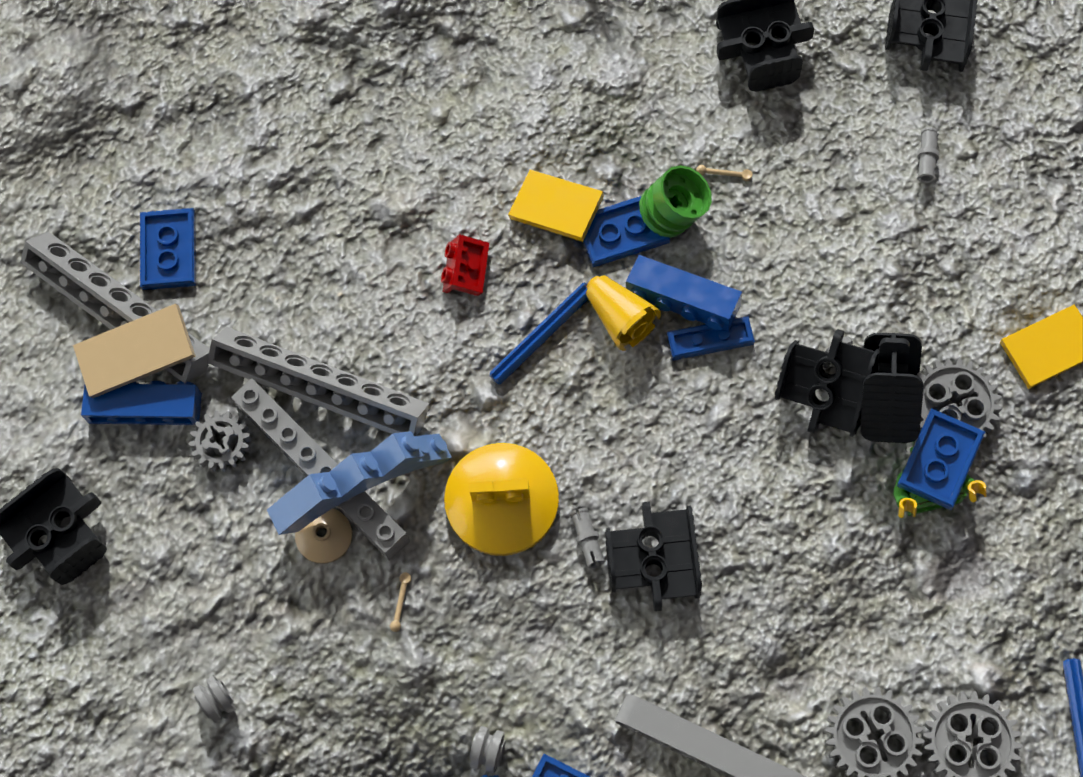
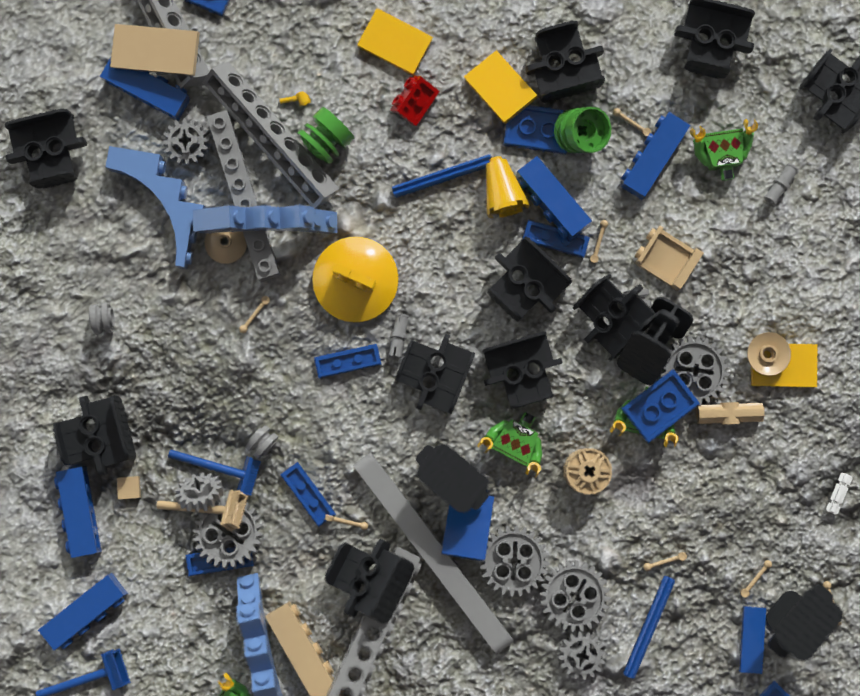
camera: 20 degrees right, 15 degrees up
(187, 496) = (170, 191): none -> medium blue arch
(332, 326) = (301, 97): none -> yellow hand
(383, 350) = (326, 135): none -> bright green wheel
(409, 216) = (395, 41): none -> yellow tile
(541, 599) = (347, 361): none -> blue tile
(628, 156) = (570, 77): none -> black piece
(710, 378) = (537, 271): none -> black piece
(741, 487) = (517, 356): none -> black piece
(745, 665) = (452, 477): none -> black piece
(766, 337) = (594, 258): none -> tan hinge
(771, 193) = (655, 155): none -> blue brick
(794, 721) = (468, 532): none -> blue tile
(796, 590) = (516, 442): none -> bright green torso
(842, 148) = (724, 148): none -> bright green torso
(850, 296) = (667, 258): none -> tan panel
(888, 591) = (574, 469): none -> tan wheel
(1024, 430) = (730, 413): none -> tan piece
(1034, 329) = (779, 351): none -> tan dish
(1068, 627) = (681, 556): none -> tan hinge

